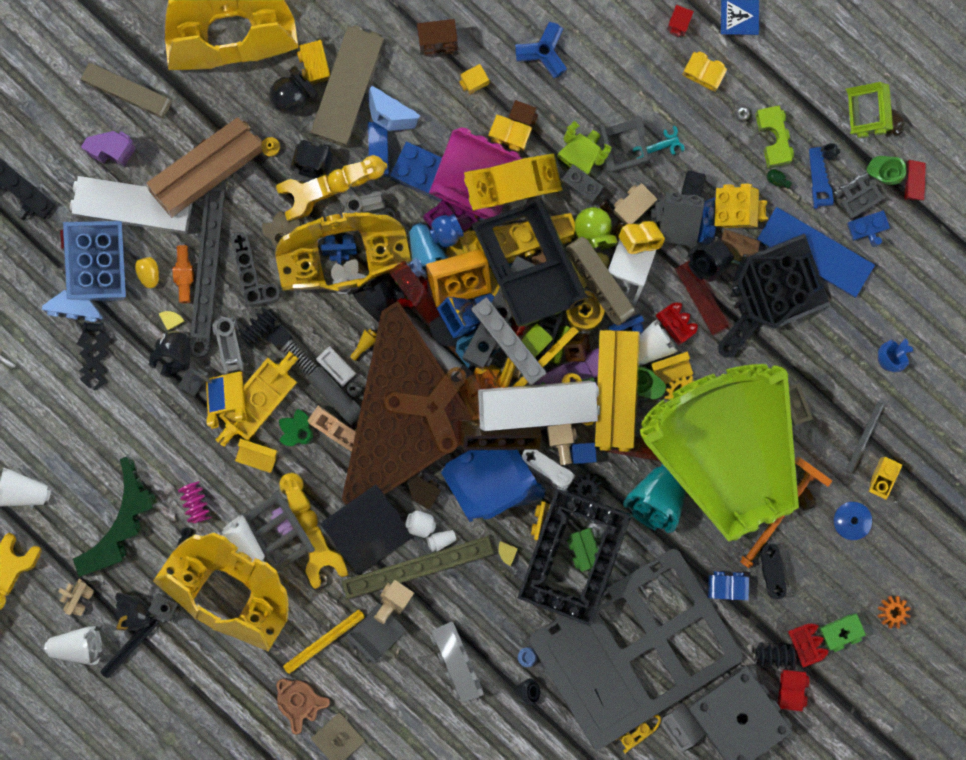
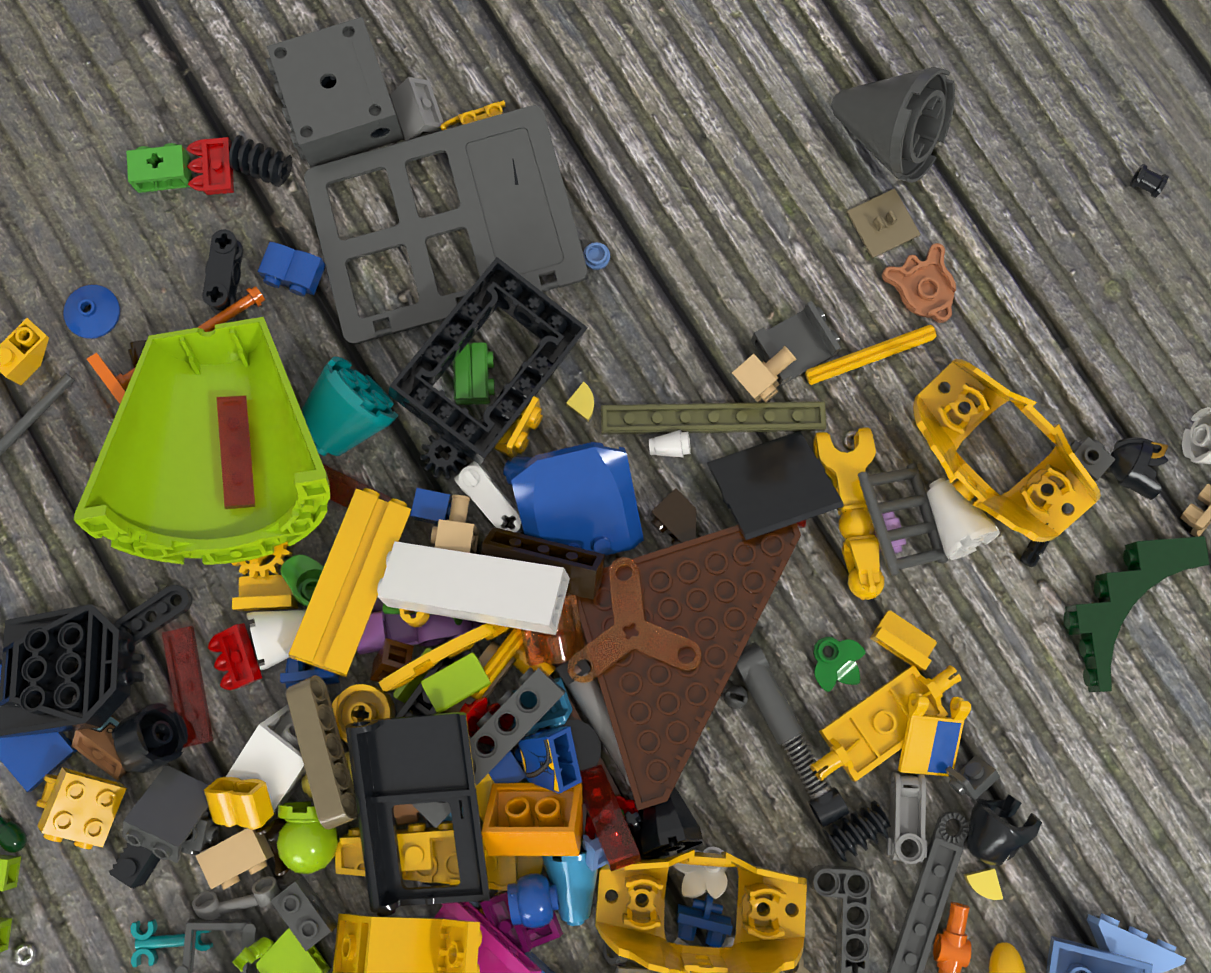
camera: 165 degrees left, 5 degrees down
(93, 362) = (1113, 851): black piece -> none
(128, 648) = (1149, 419): black axle -> none
(194, 503) = (1011, 595): dark pink piece -> none
(332, 427) = (784, 648): light nougat slope -> none
(336, 366) = (754, 739): white tile -> none
(366, 341) = (701, 762): yellow cone -> none
(420, 524) = (693, 473): white head -> none
(457, 661) = (694, 272): light grey wedge -> none
(508, 341) = (487, 696): light grey plate -> none
(528, 691) = (609, 208): black cone -> none
(610, 189) = (209, 908): none -> light grey bar
(707, 225) = (136, 788): blue wing -> none
(719, 450) = (235, 452): none -> clear red tile
(792, 690) = (253, 113): red brick -> none
(896, 619) = (80, 173): orange gear -> none

